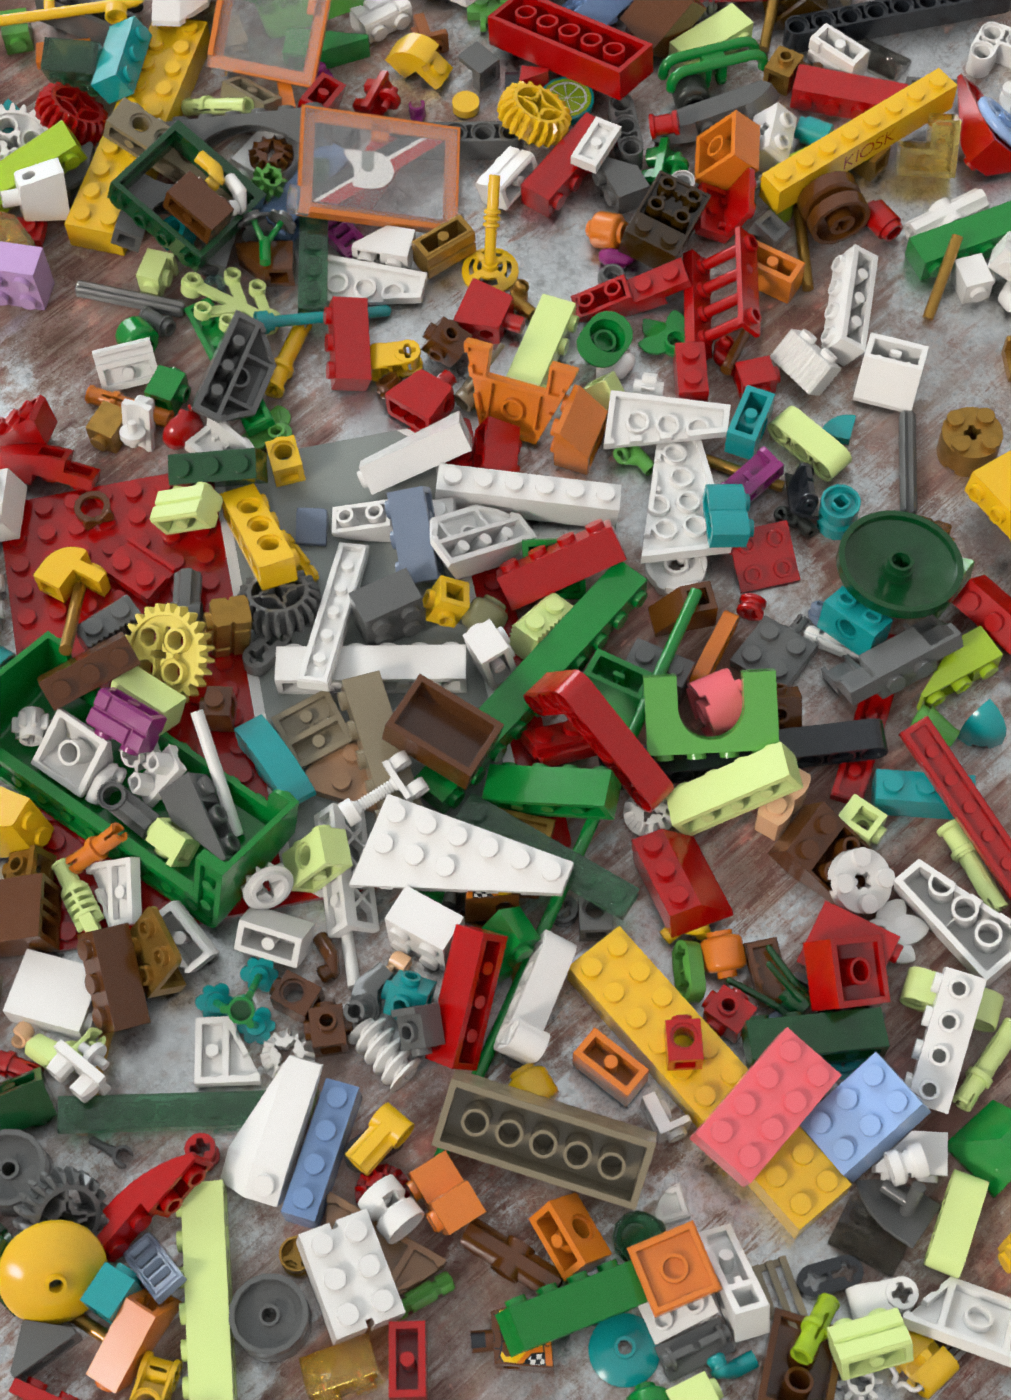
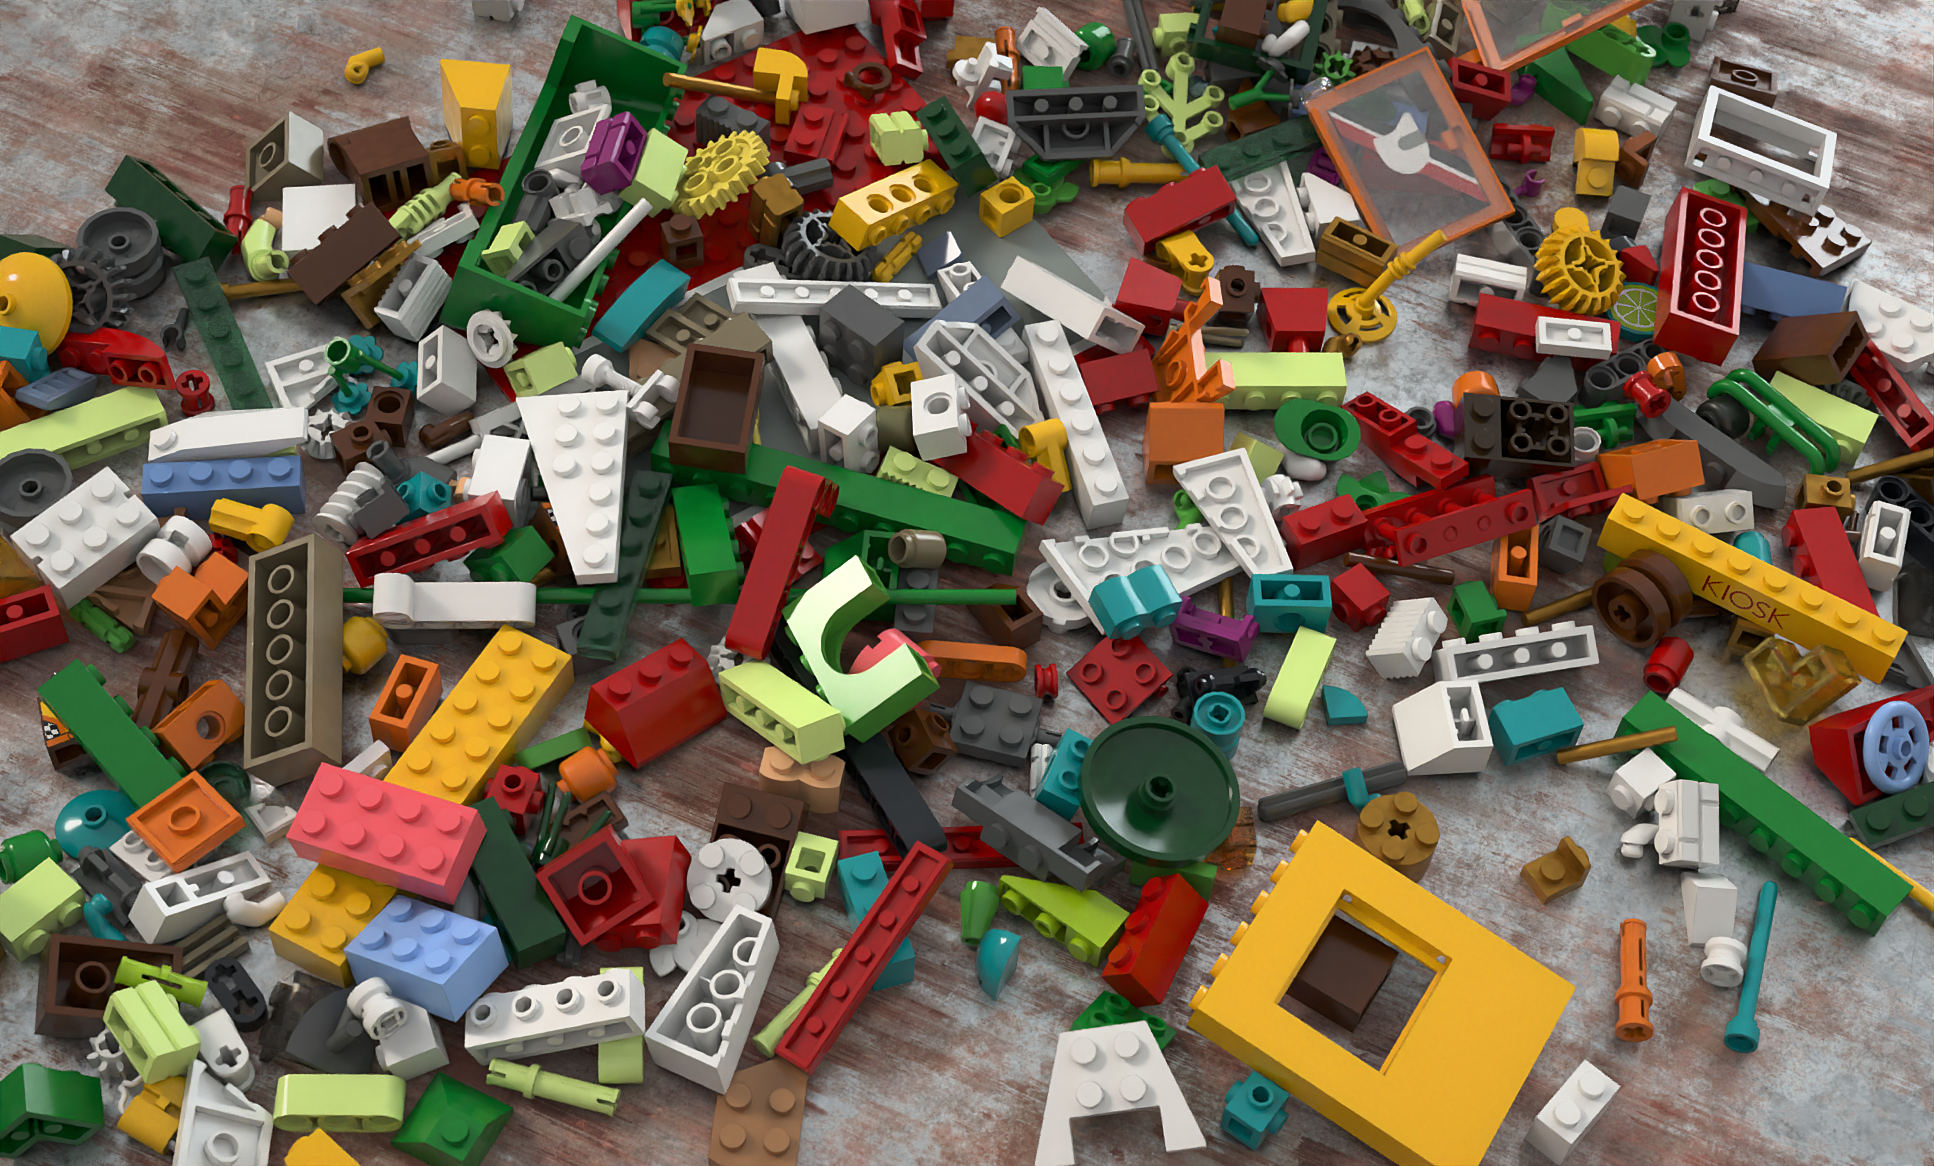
camera: 60 degrees right, 10 degrees down
(88, 671) = (659, 111): reddish brown brick -> none
(91, 1079) = (242, 259): white hips -> none
(528, 586) = (939, 417): none -> white brick
(548, 523) = (1046, 445): none -> yellow piece
(622, 641) = (917, 549): none -> dark tan brick
(647, 106) = (1668, 374): none -> orange beam
(683, 1057) = (436, 755): red brick -> none
(758, 1250) = (252, 913): none -> white arm
(794, 312) = (1475, 611): none -> green brick
(903, 314) = (1534, 725): none -> teal brick
(924, 446) = (1356, 788): none -> teal arm

